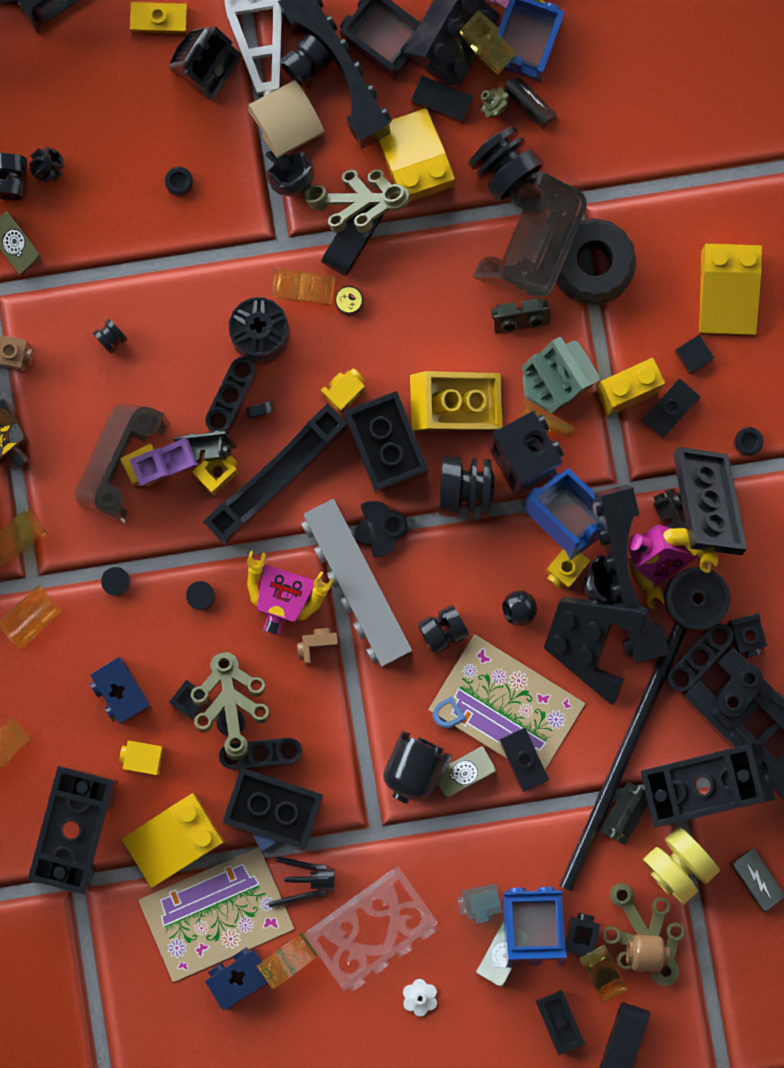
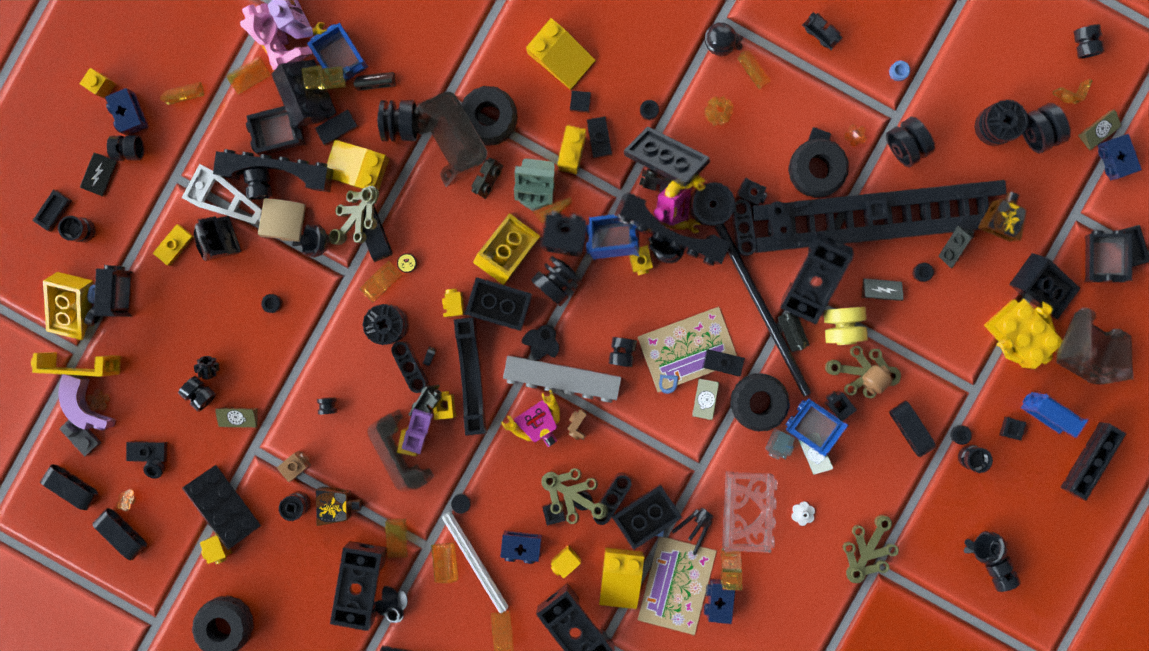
camera: 50 degrees left, 5 degrees up
(58, 652) = (475, 562): none -> white axle
(200, 595) = (503, 464): black tile -> none
(415, 768) = (683, 424): black cylinder -> none
(494, 102) = (360, 100): olive plant -> none
(519, 608) = (642, 302): black piece -> none
(539, 845) = (778, 405): none -> black tyre
(560, 1022) = (874, 451): black plate -> none
(580, 636) = (682, 281): black wing -> none
(603, 973) = (868, 410): clear yellow tile -> none

